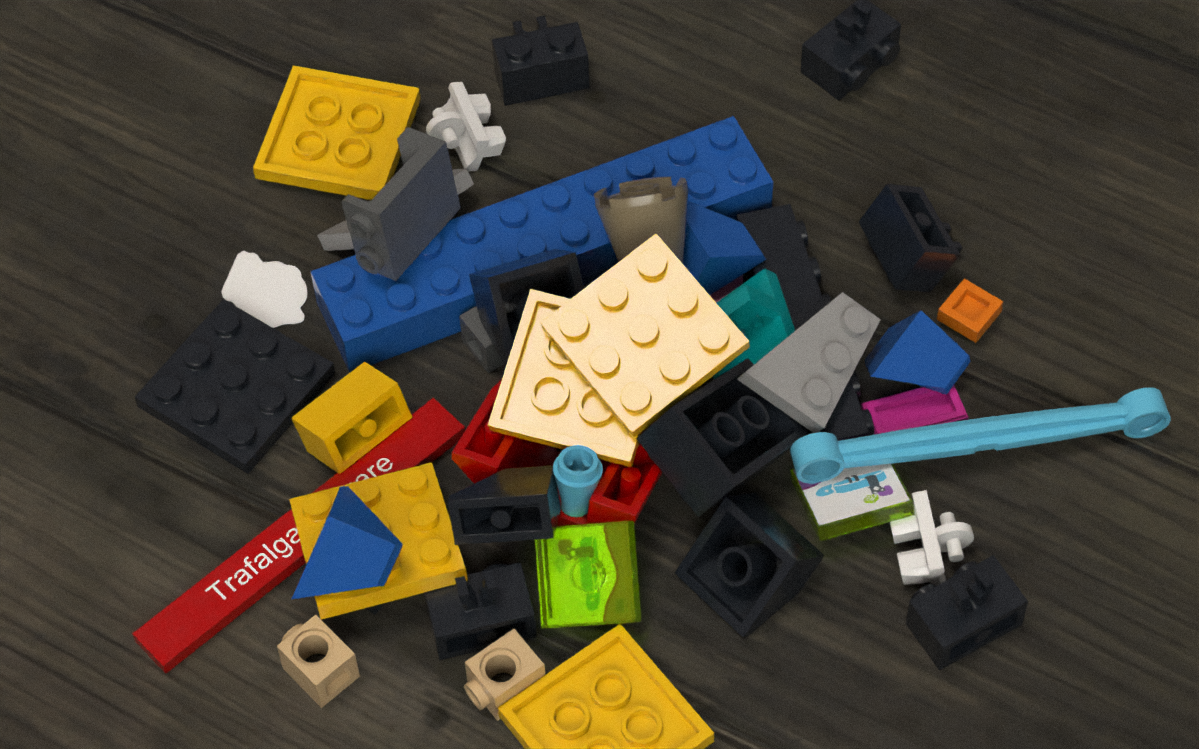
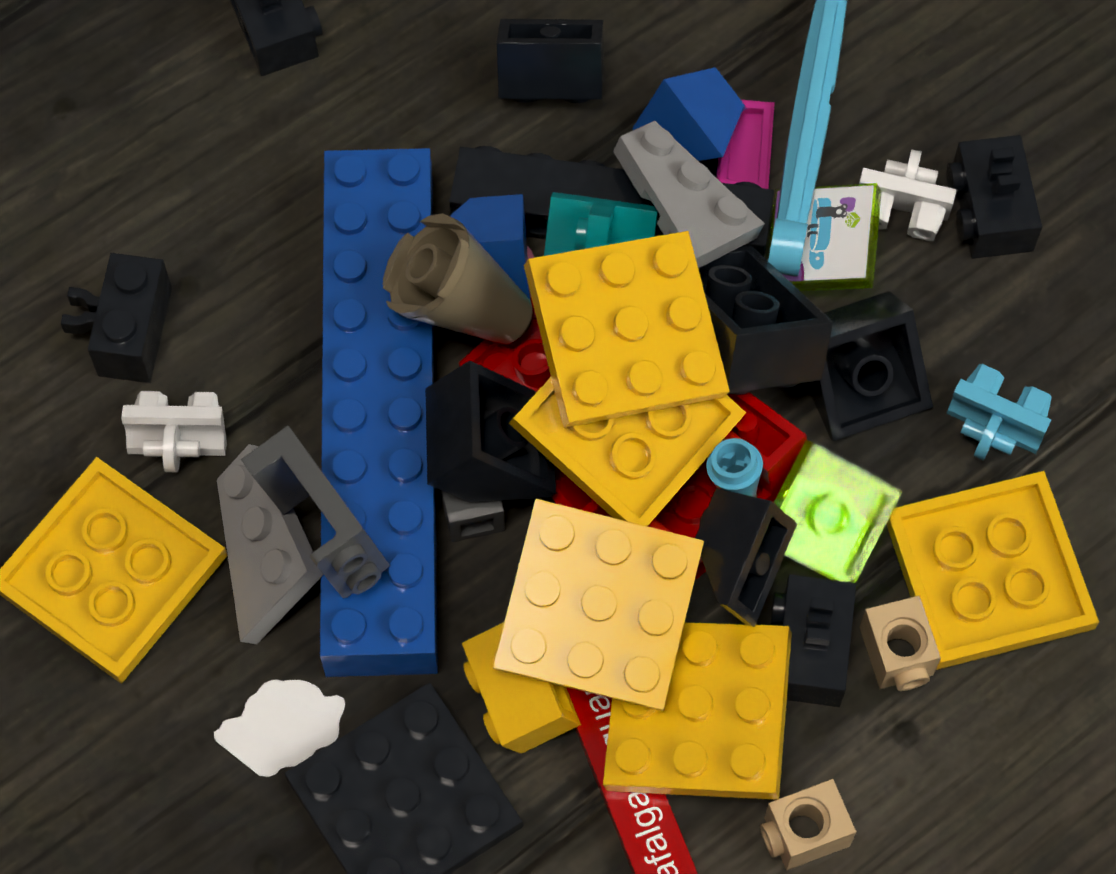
camera: 70 degrees left, 10 degrees up
(350, 550) = (730, 734): blue slope -> none
(417, 421) = (598, 604): none -> yellow plate
(758, 705) = (997, 420): none -> medium azure hips
(970, 310) = (652, 46): orange plate -> none

